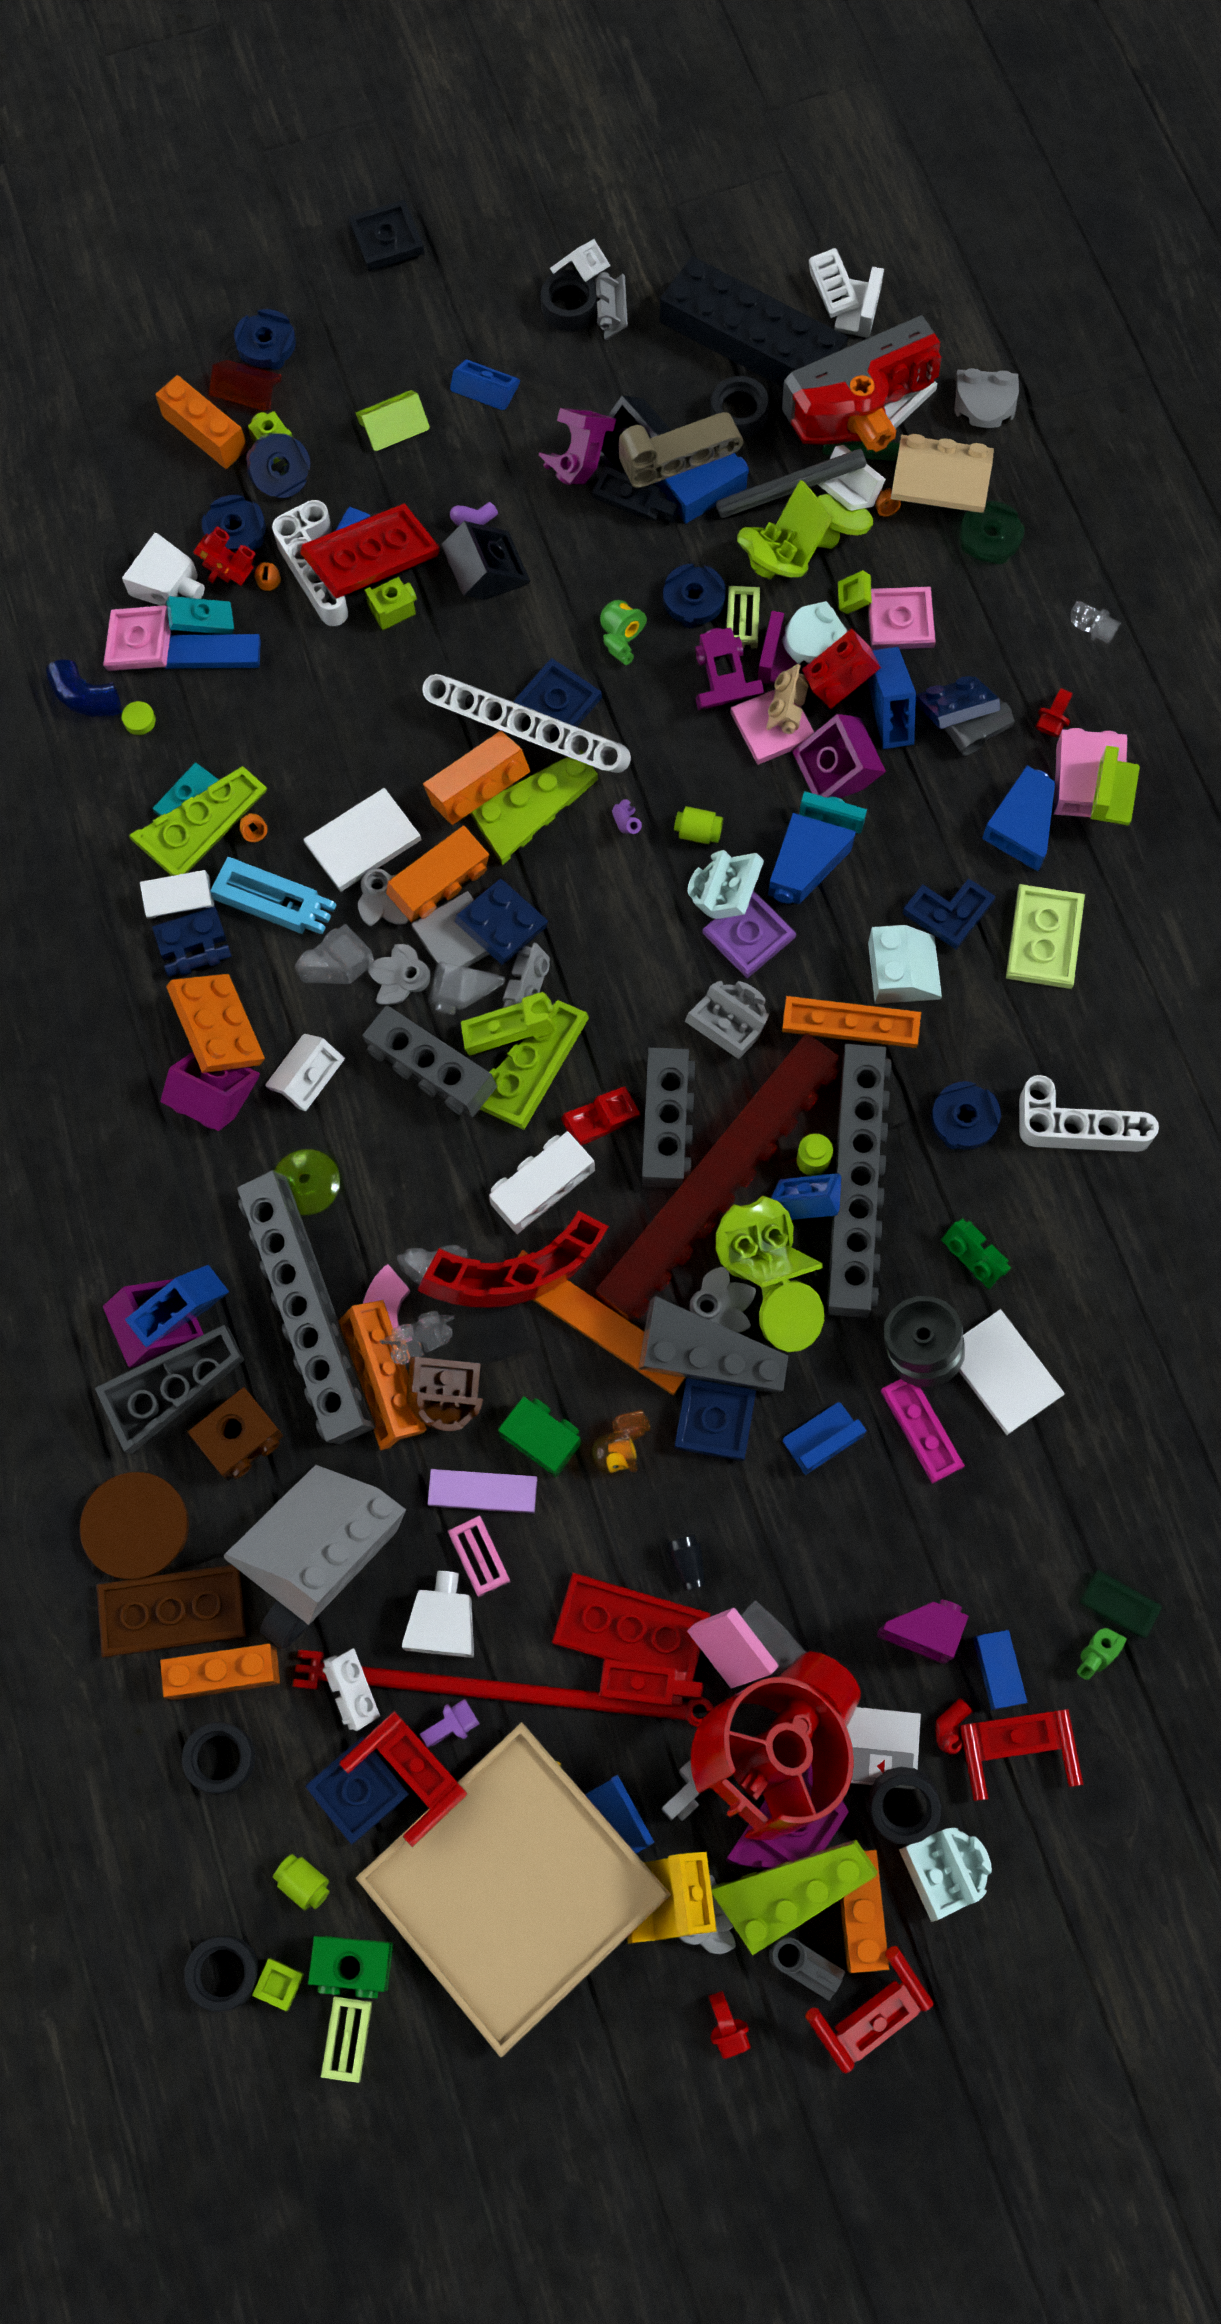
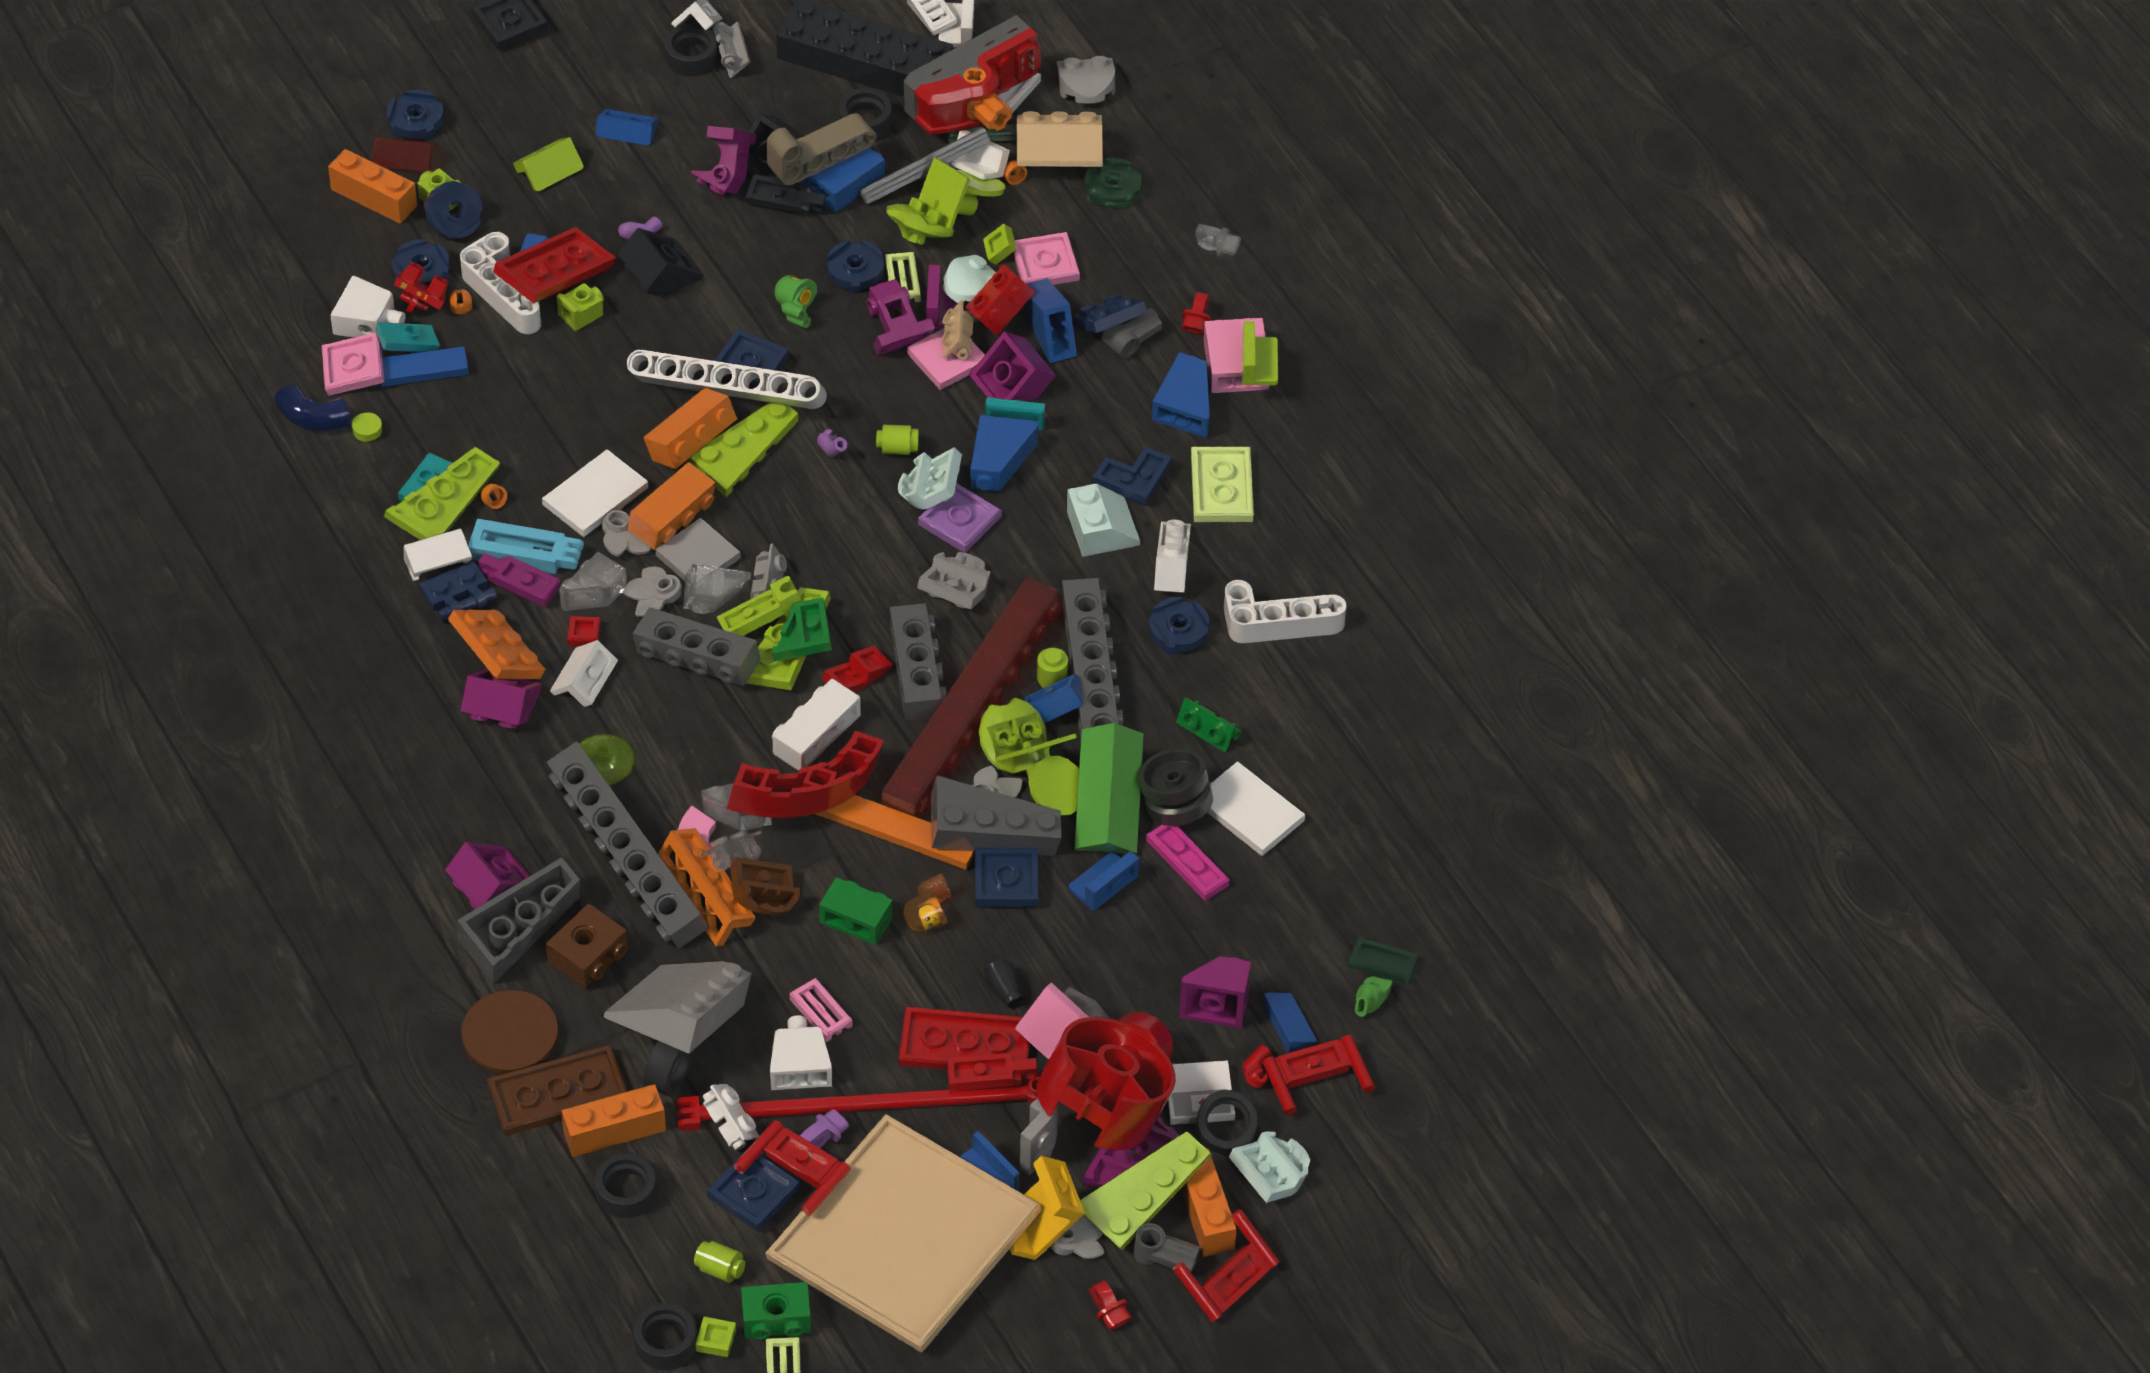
camera: 15 degrees left, 20 degrees down
(176, 1304) = (514, 850): blue slope -> none
(260, 938) = (520, 578): none -> magenta hinge
(316, 1014) = (583, 630): none -> red tile
(482, 1491) = (813, 961): lavender tile -> none
(501, 921) = (736, 535): dark blue plate -> none
(549, 1065) = (804, 631): none -> green wing
(848, 1333) = (1109, 789): none -> bright green slope
(851, 1022) = (1064, 563): orange fence -> none
(974, 1024) = (1172, 556): none -> white slope

